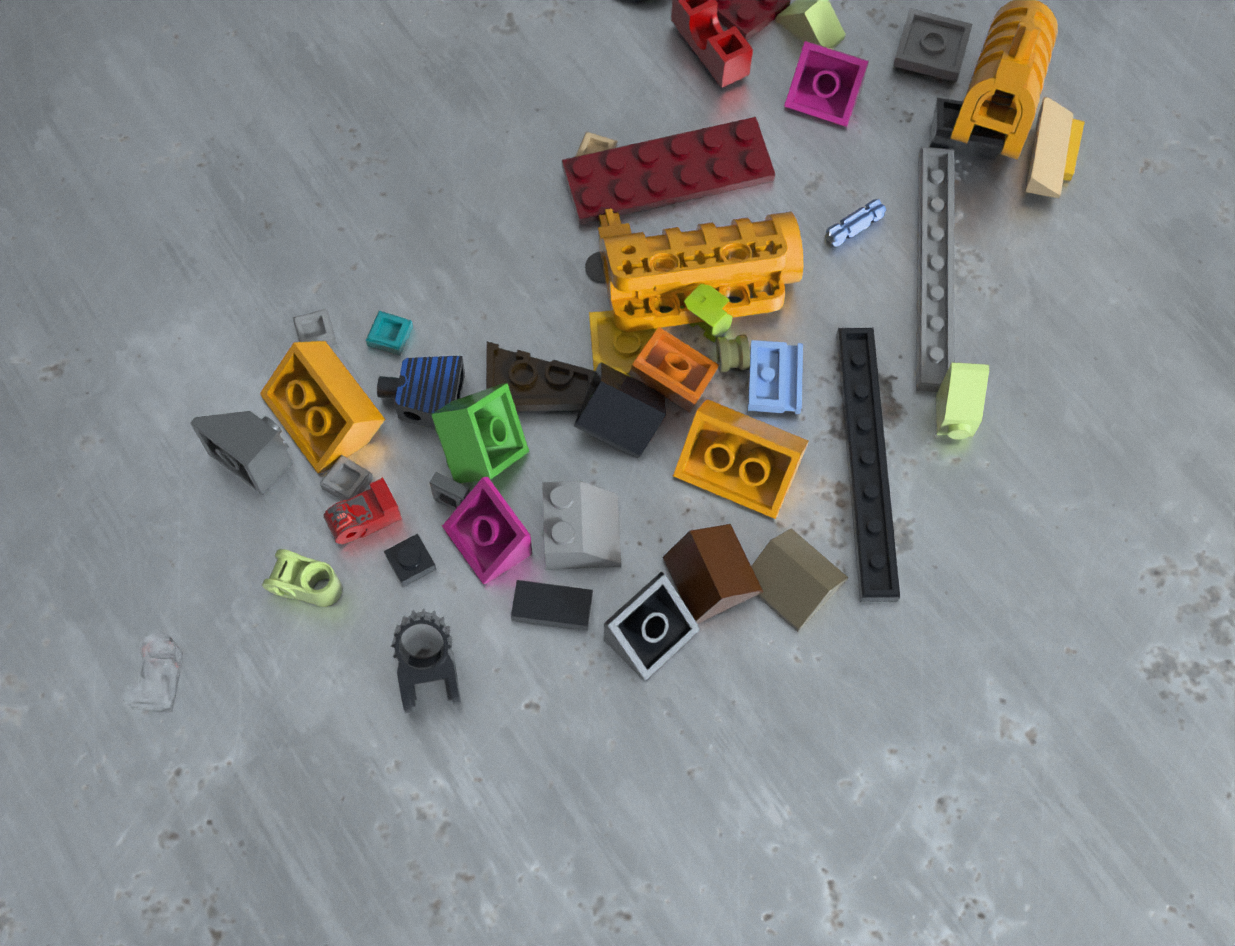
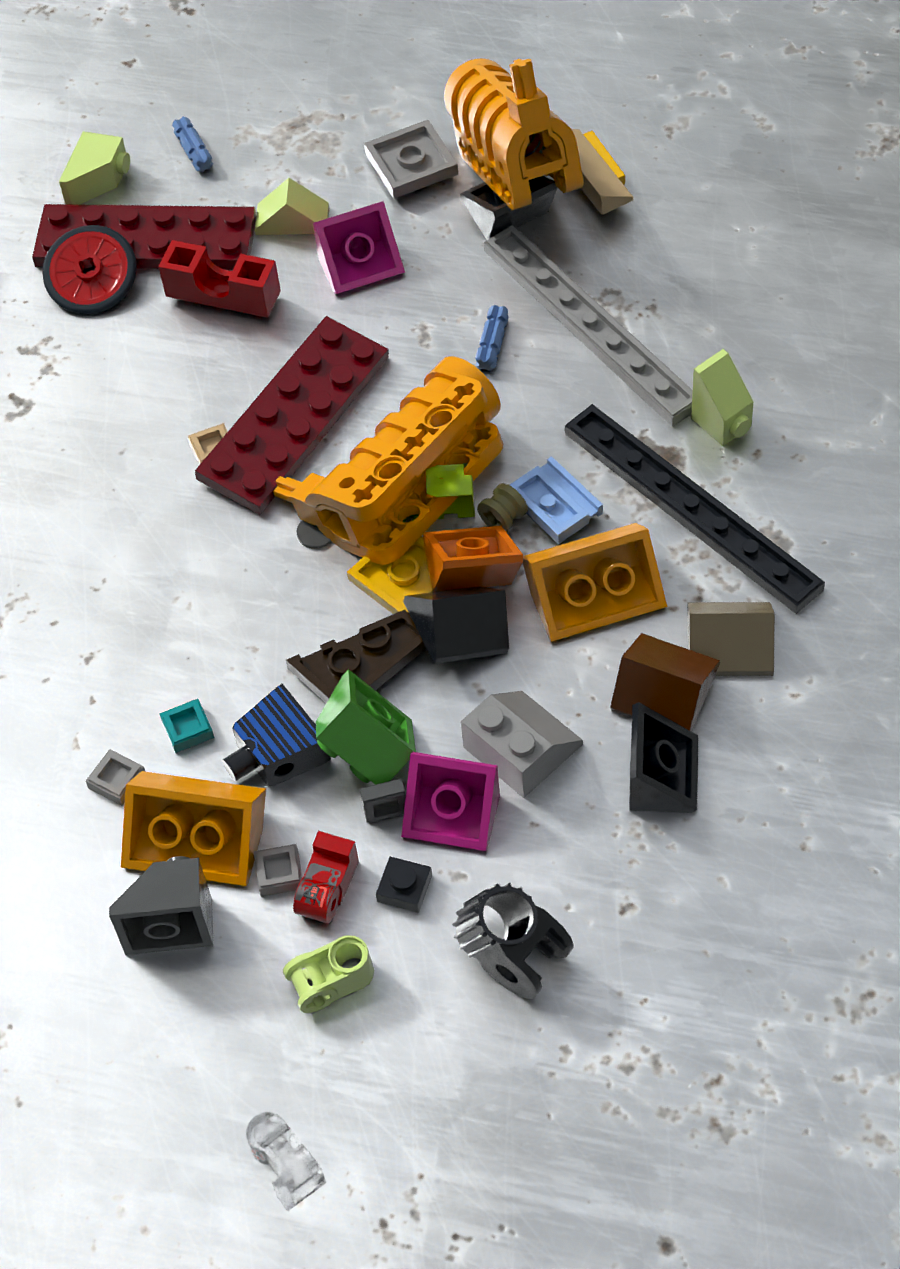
camera: 35 degrees left, 10 degrees down
(551, 605) = (561, 817): black tile -> none

